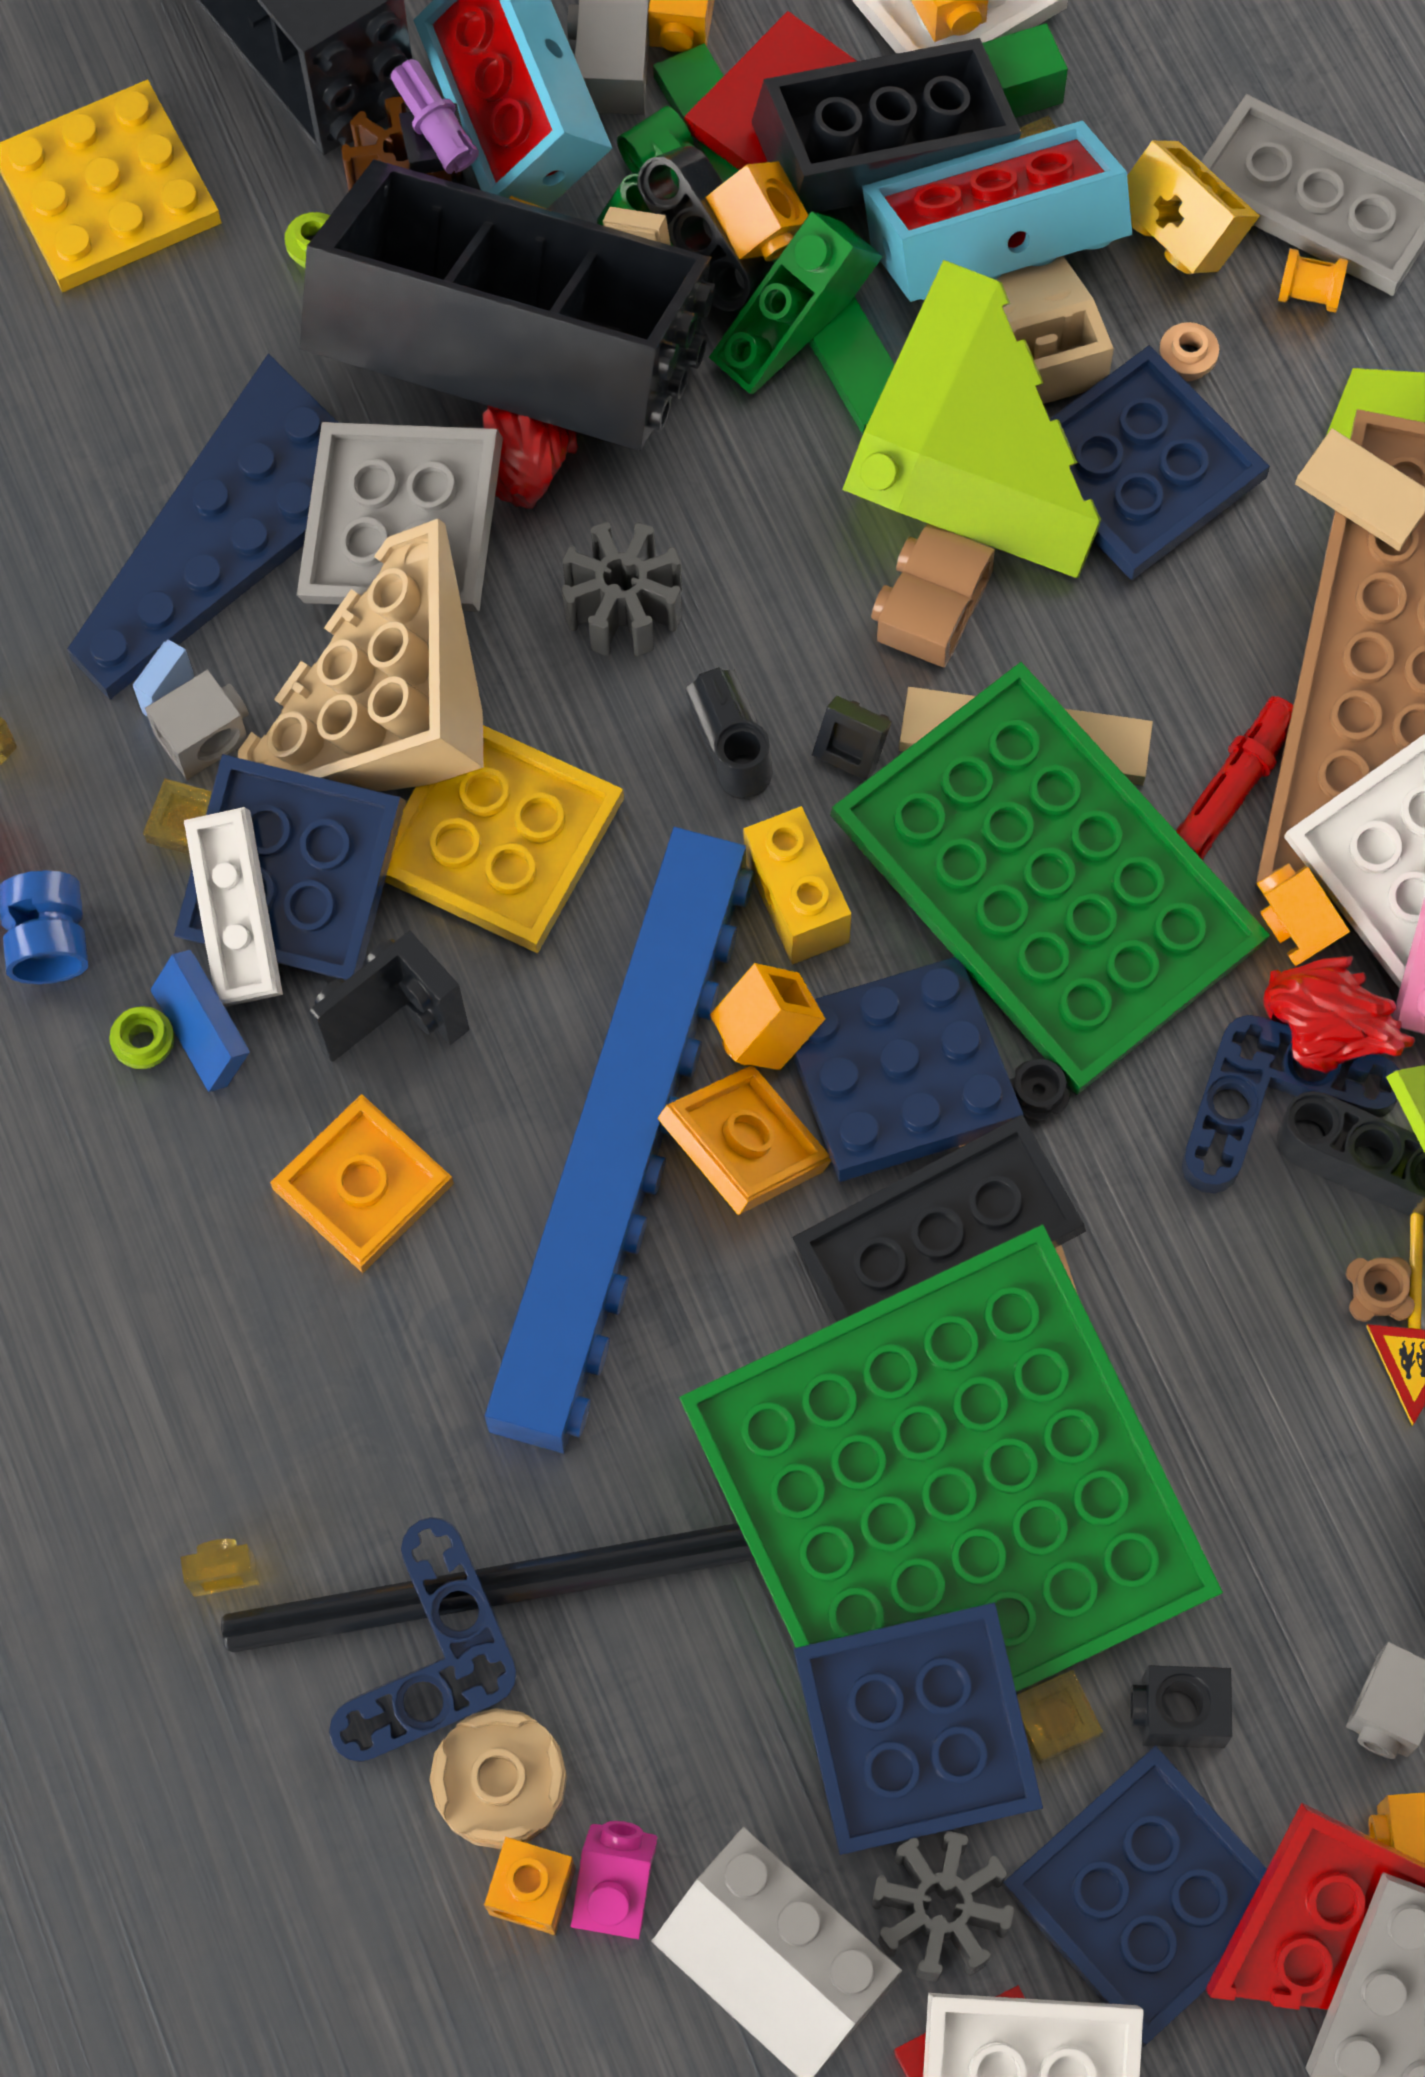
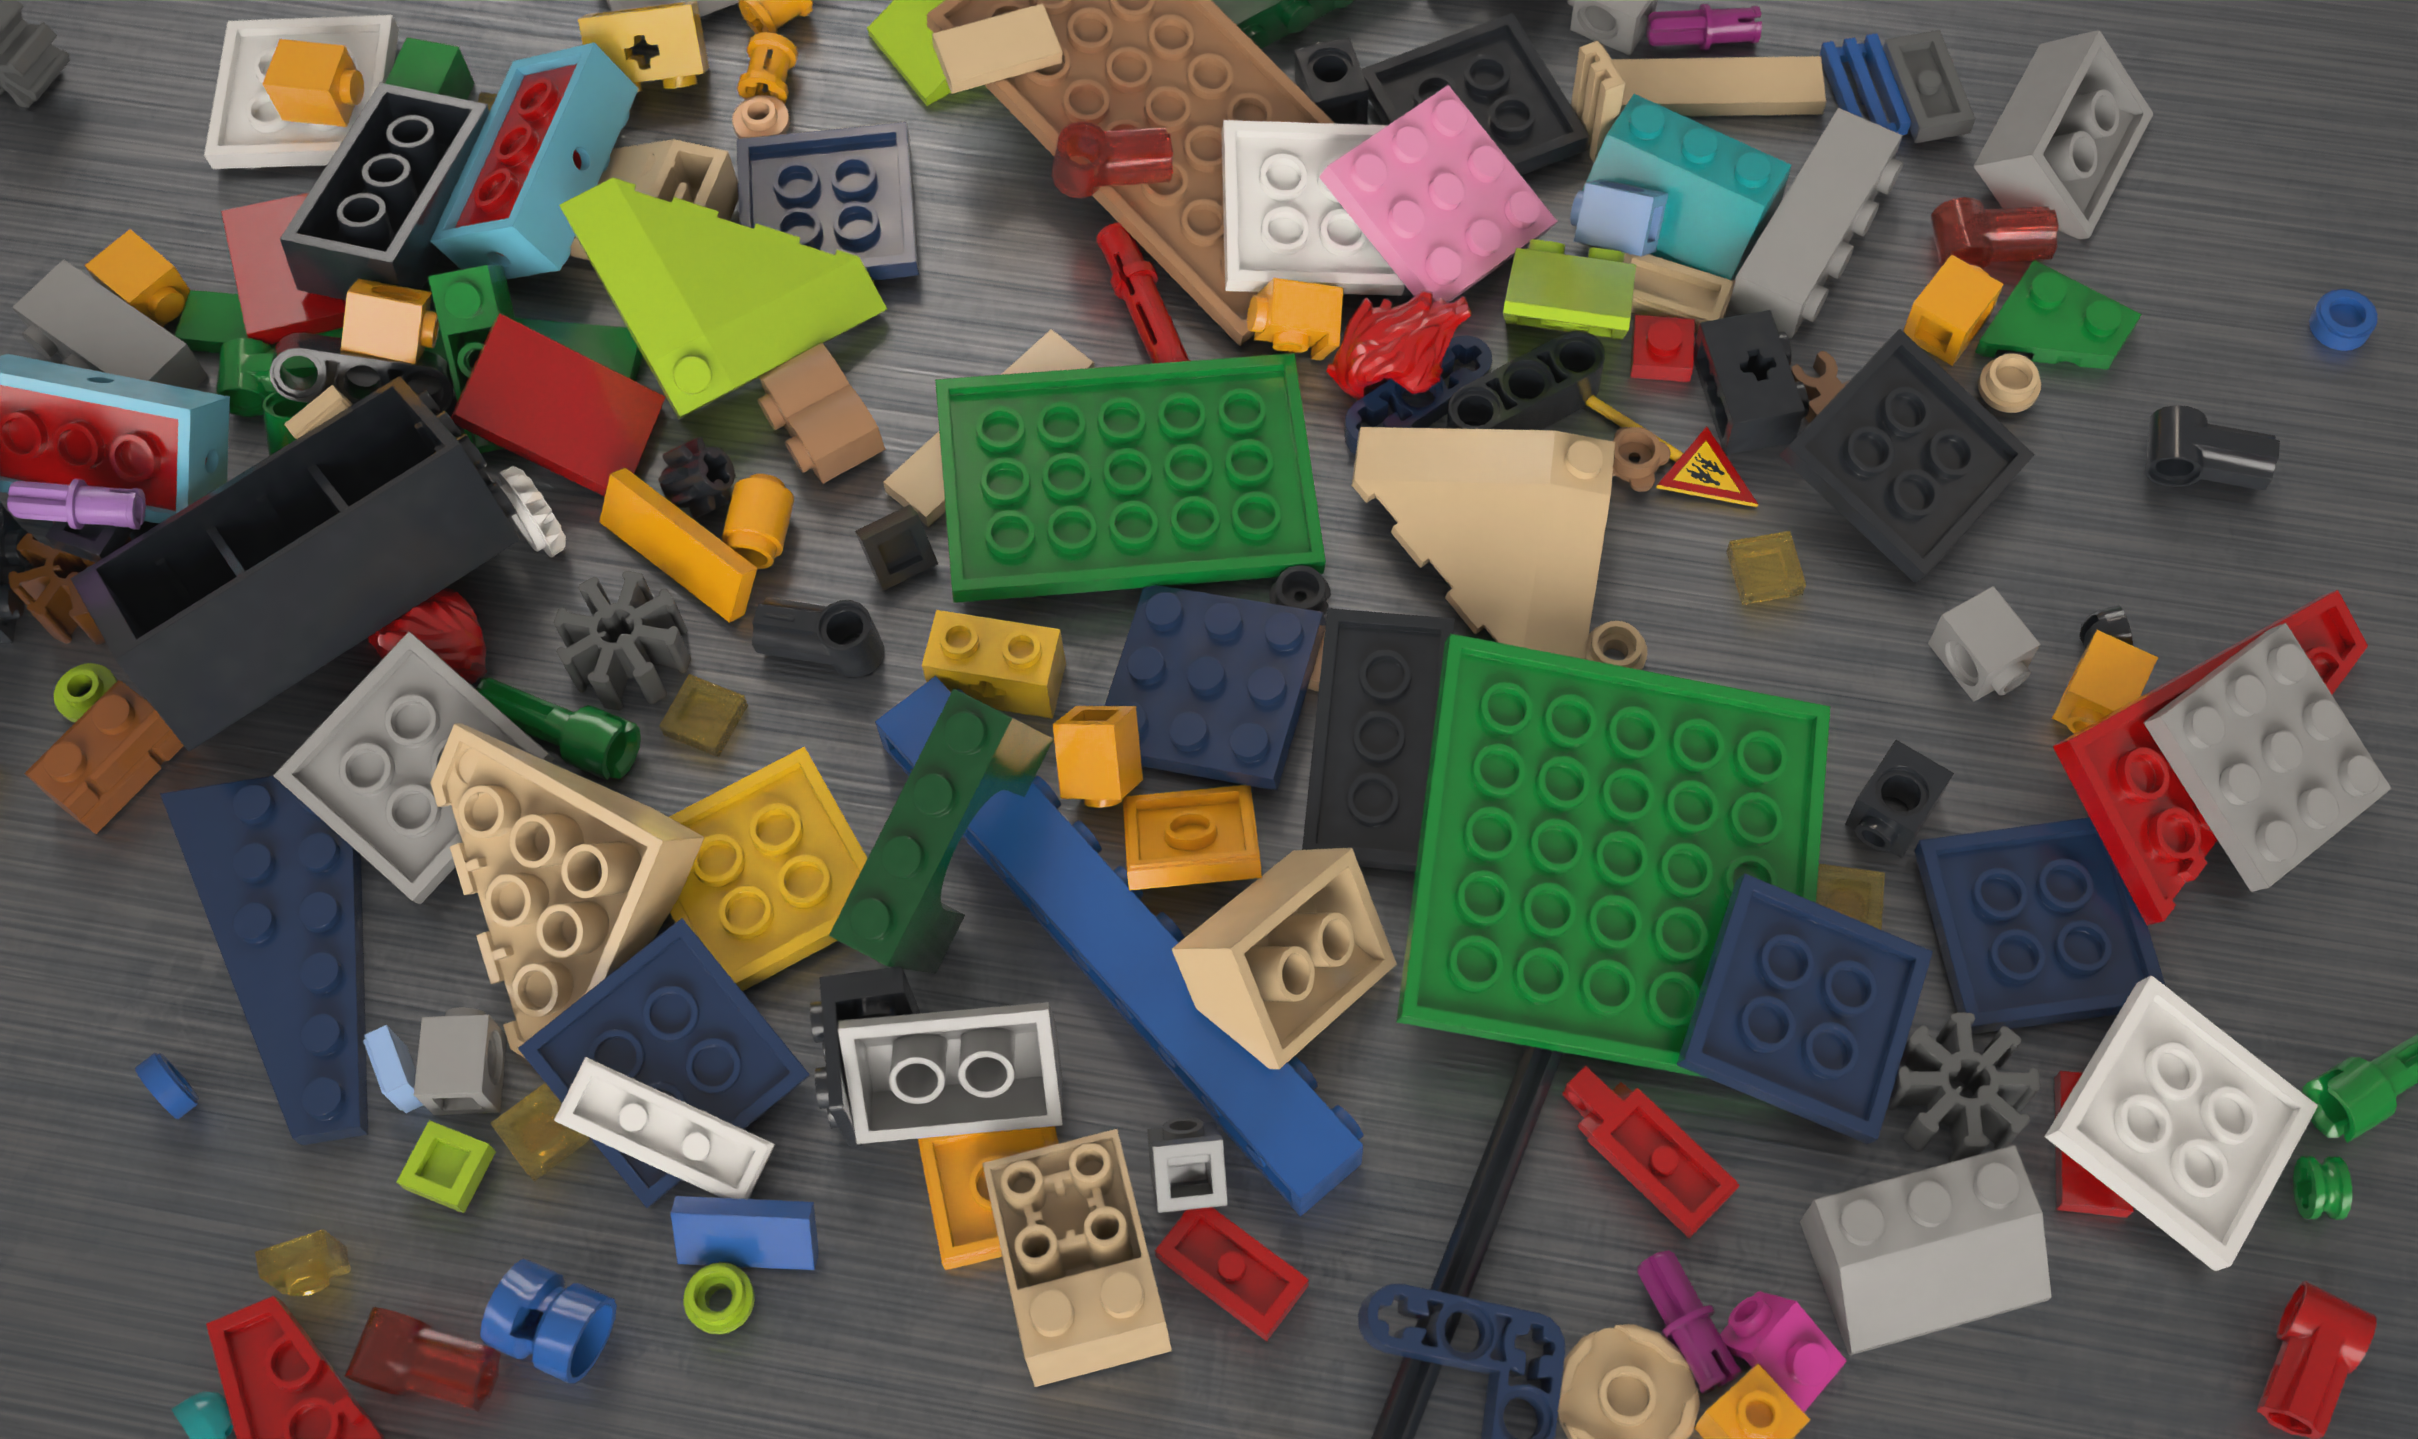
camera: 55 degrees left, 5 degrees down
(48, 533) = (167, 1085): none -> blue tile
(115, 772) = (446, 1166): none -> lime plate
(254, 293) = (105, 757): none -> dark orange brick
(333, 1277) = (1076, 1258): none -> tan slope
(405, 1402) = (1232, 1269): none -> red plate
(413, 1089) = (953, 1072): none -> light grey slope
(471, 1301) = (1187, 1152): none -> brick
(517, 946) = (896, 900): none -> dark green arch
(520, 623) = (586, 738): none -> green piece
(590, 1788) = (1688, 1321): none -> magenta axle
(606, 695) = (703, 715): none -> clear yellow tile
(680, 439) = (533, 514): none -> white gear
(684, 1277) = (1287, 954): none -> tan slope
(717, 1678) = (1650, 1151): none -> red hinge
(735, 569) = (677, 545): none -> light orange tile
(783, 393) = (556, 406): none -> red tile
(800, 614) = (758, 519): none -> light orange brick
(804, 541) = (697, 477): none -> black gear
(1175, 1366) = (1617, 636): none -> tan plate
(1217, 1216) = (1502, 519): none -> tan slope
(1242, 319) = (767, 70): none -> light orange bush
(1334, 663) = (1115, 158): none -> clear red piece
(1349, 1467) = (1766, 567): none -> clear yellow tile

